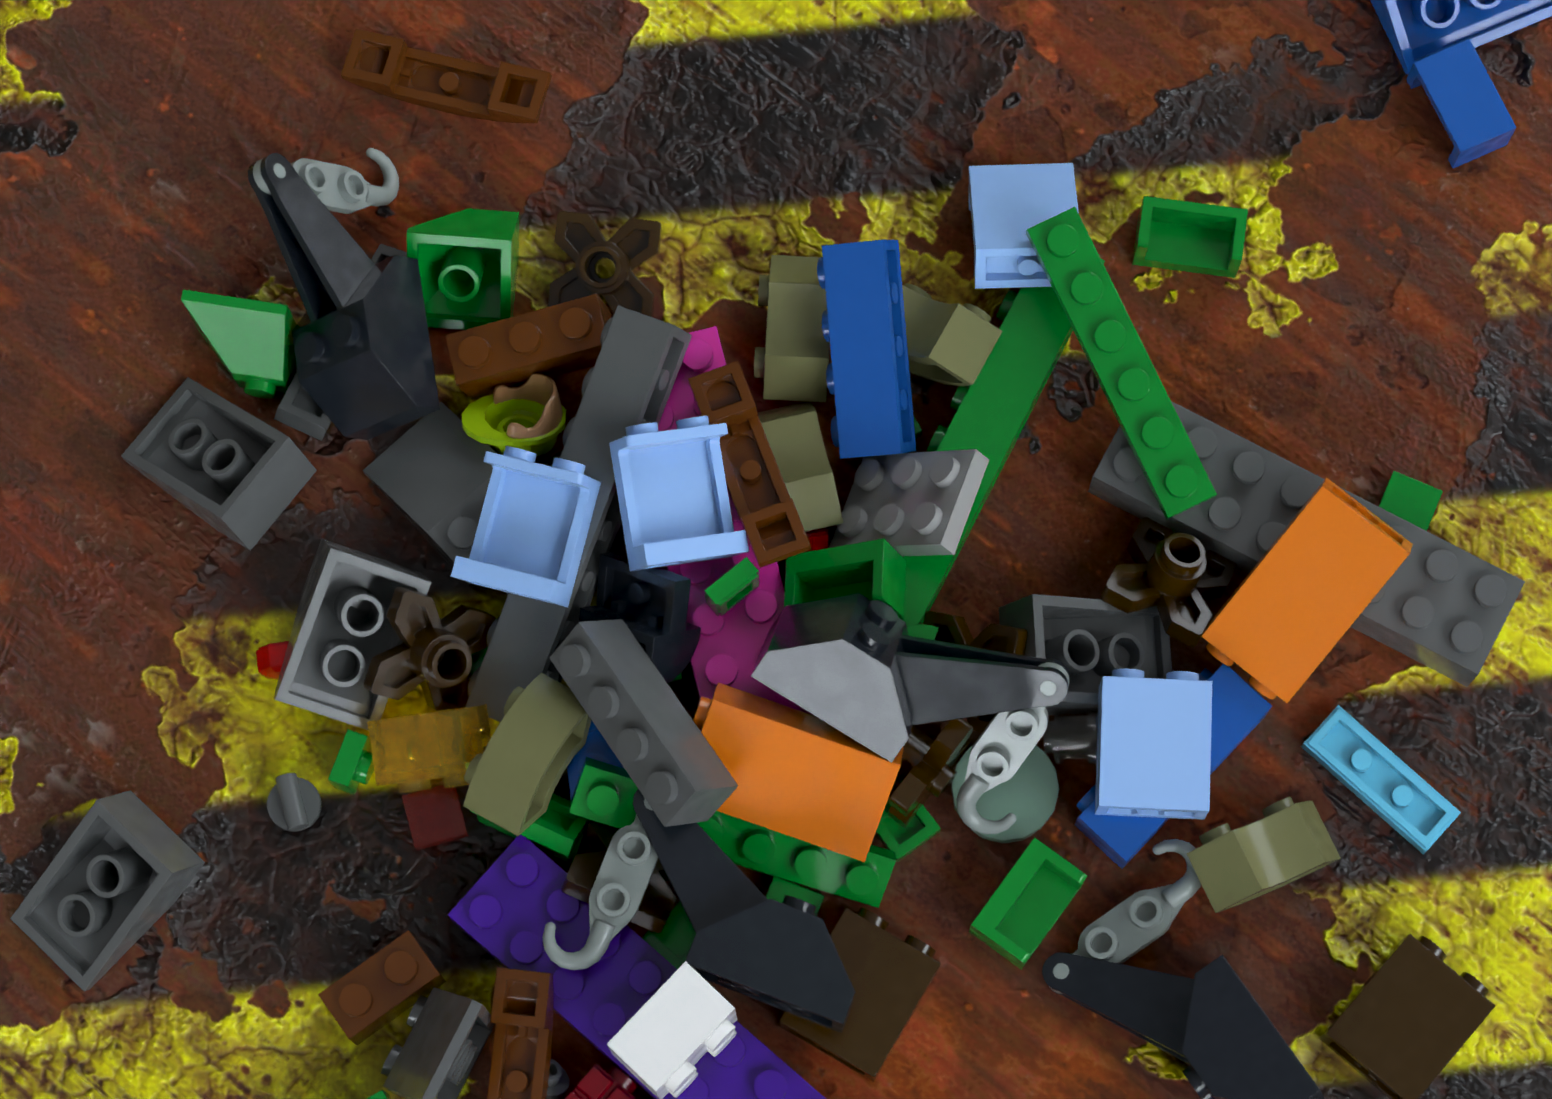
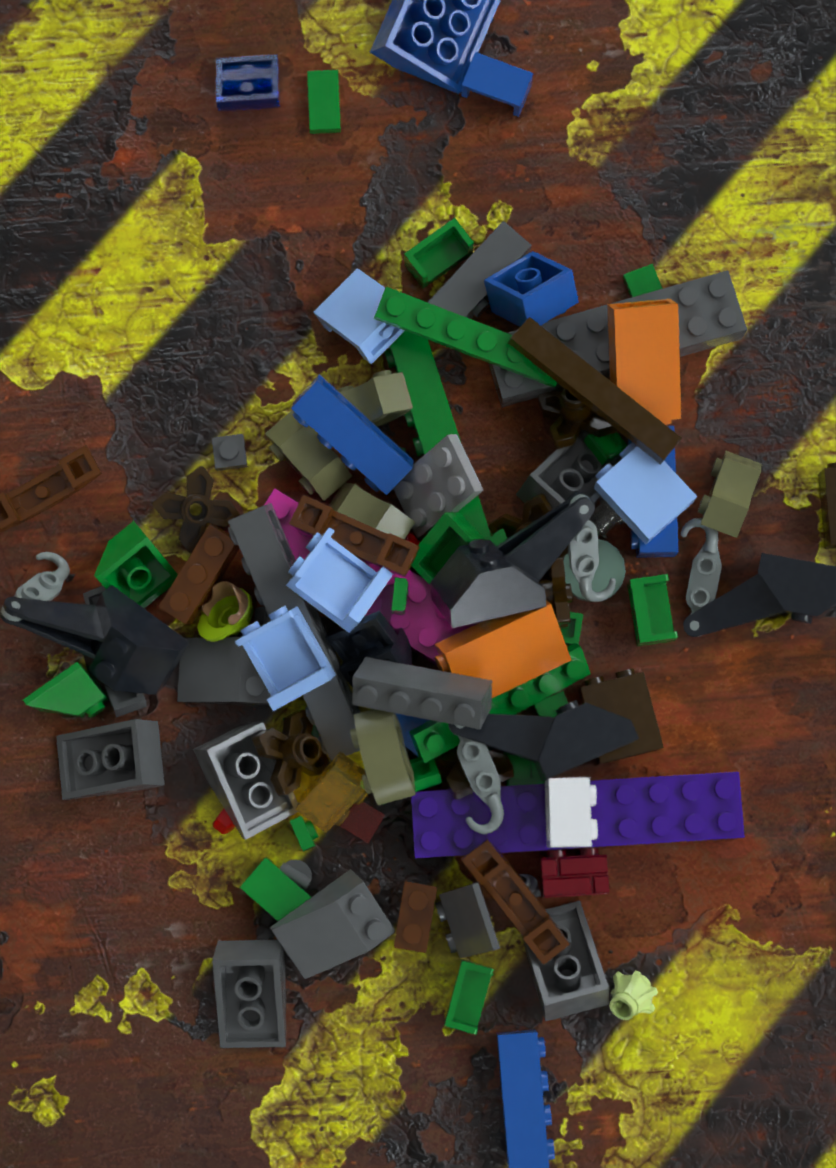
camera: 45 degrees left, 5 degrees up
(250, 804) = (274, 890): none -> green panel
(273, 901) = (333, 926): none -> dark grey slope
(711, 240) = (229, 452): none -> dark grey plate
(1164, 653) = (605, 447): none -> green tile
(1207, 565) = (594, 390): none -> dark brown tile
(1218, 311) = (466, 289): none -> dark grey brick
(1254, 381) = (531, 289): none -> blue brick
(1380, 779) = (745, 413): medium azure tile -> none

